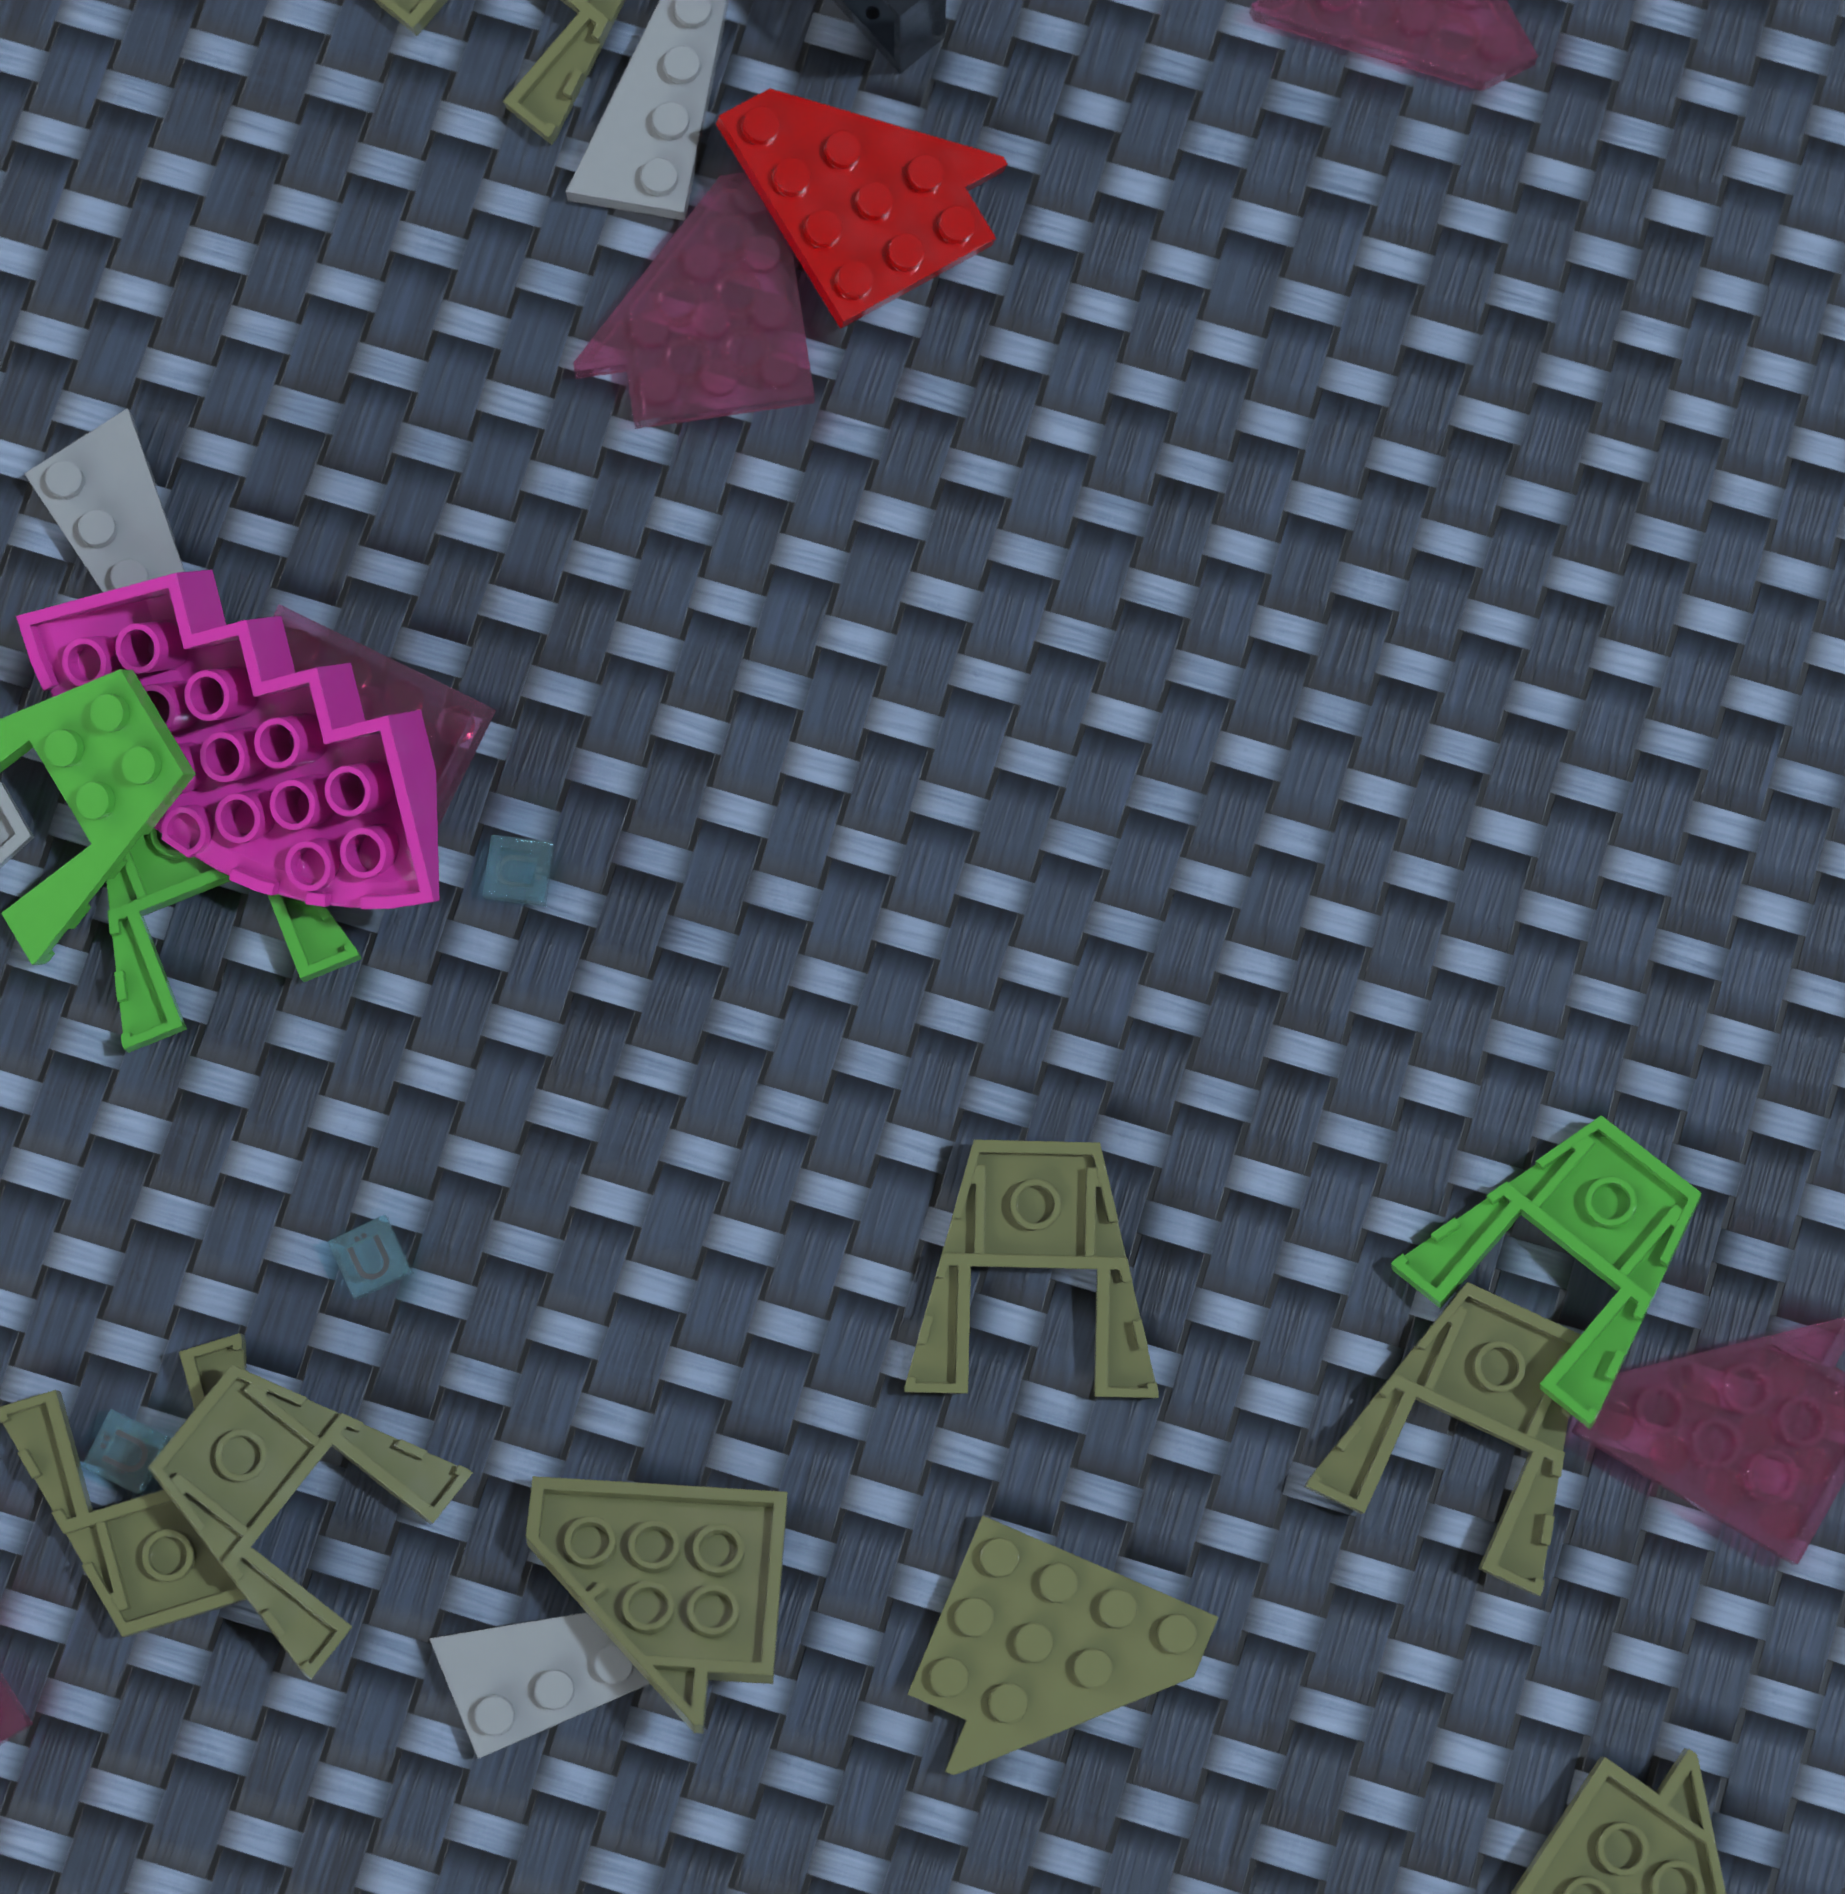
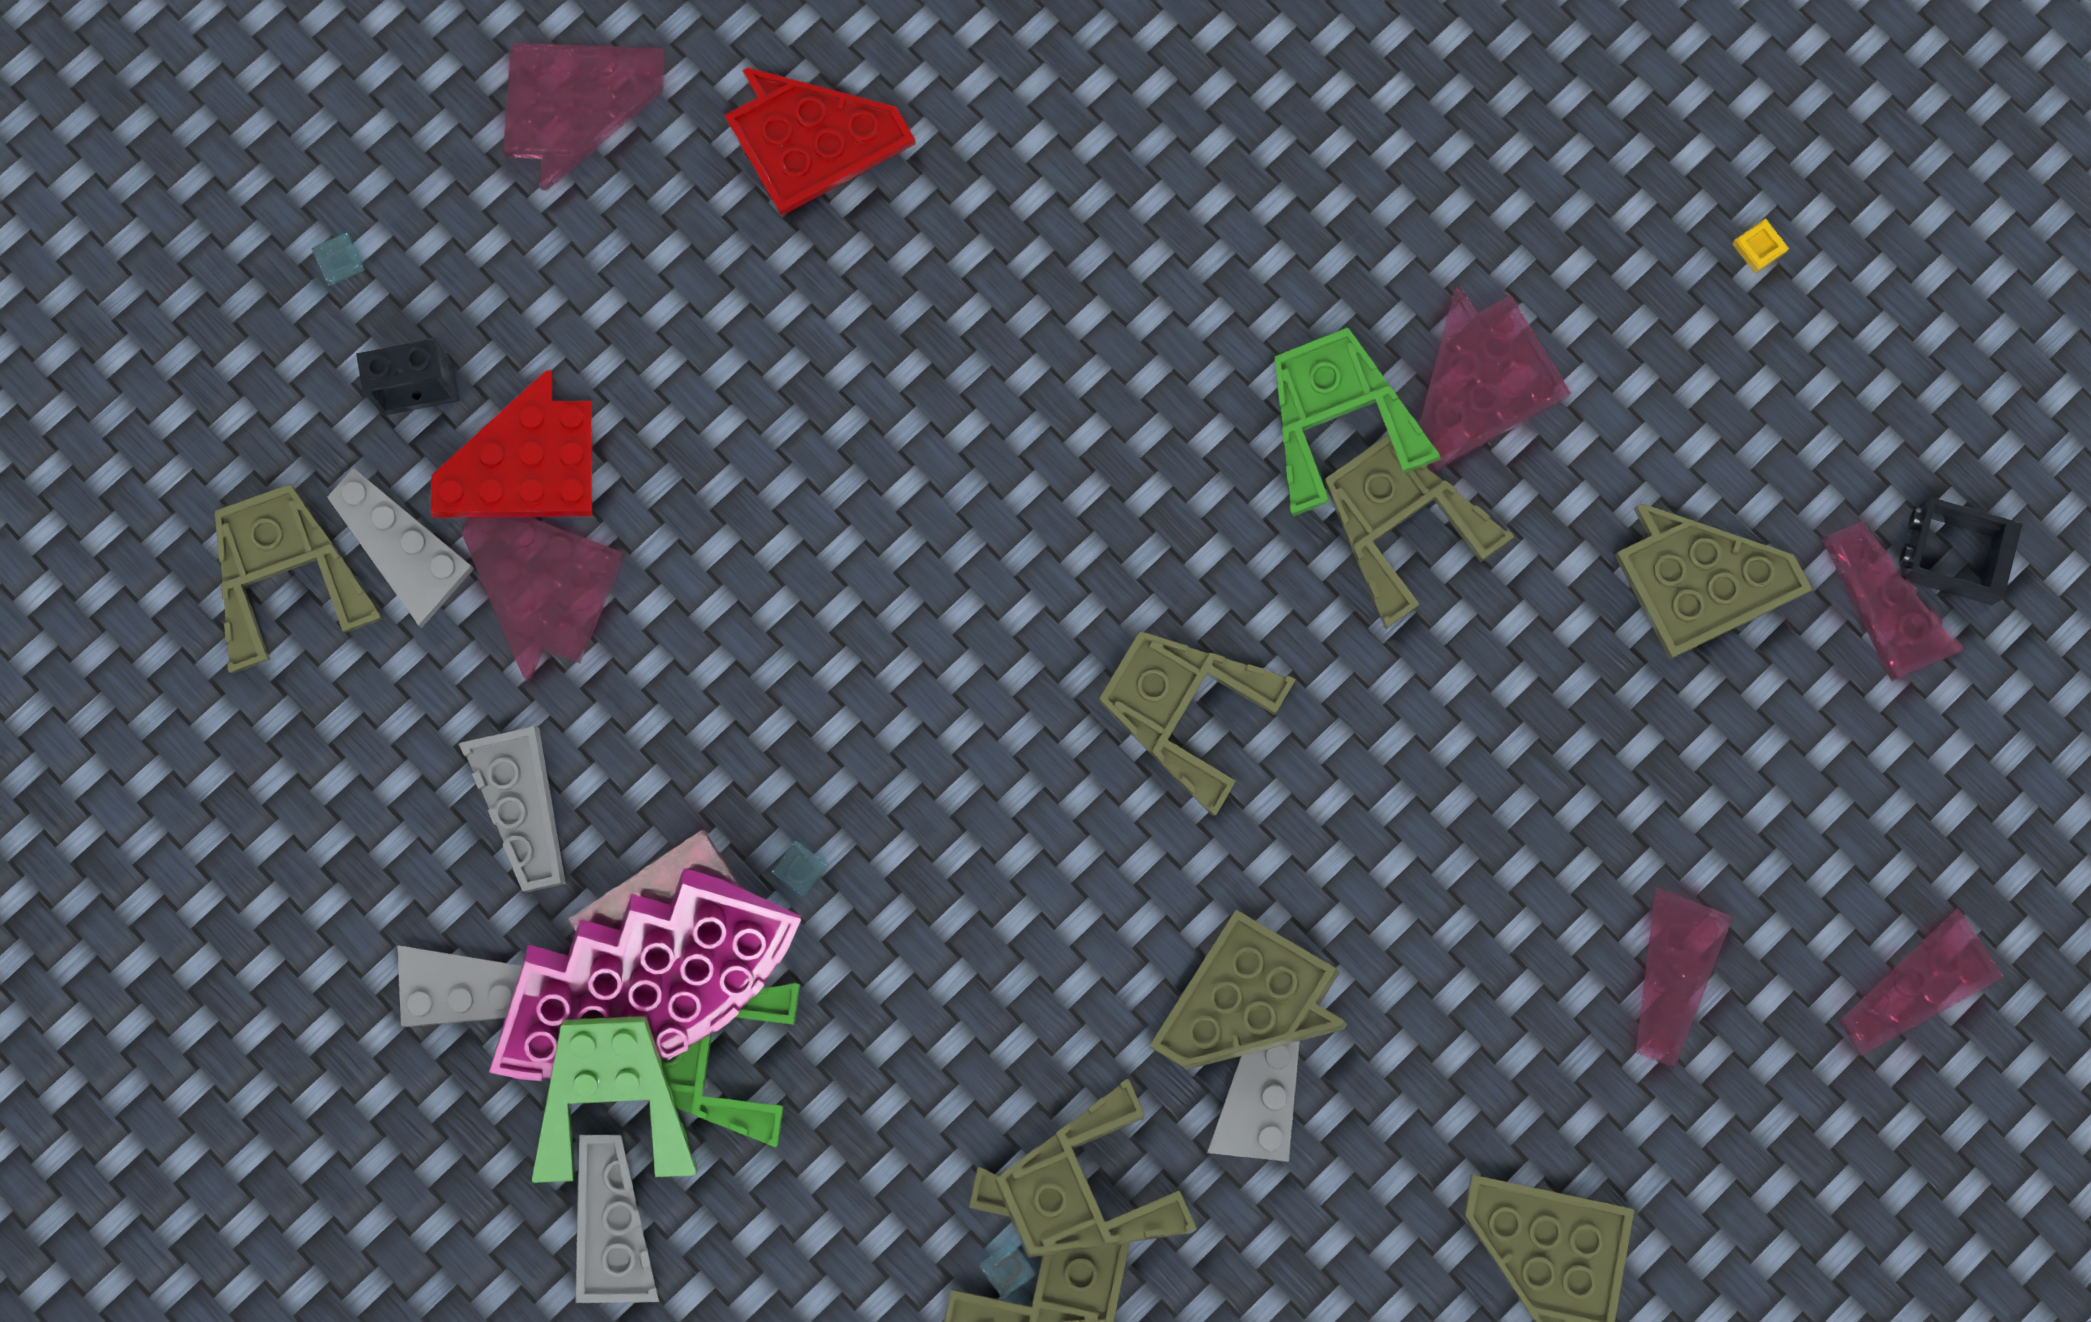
camera: 60 degrees left, 0 degrees up
(370, 1257) = (974, 1071): clear light blue tile -> none
(416, 444) = (517, 791): none -> light grey wing
(1047, 1644) = (1395, 815): olive wing -> none
(1534, 319) = (812, 137): none -> red wing

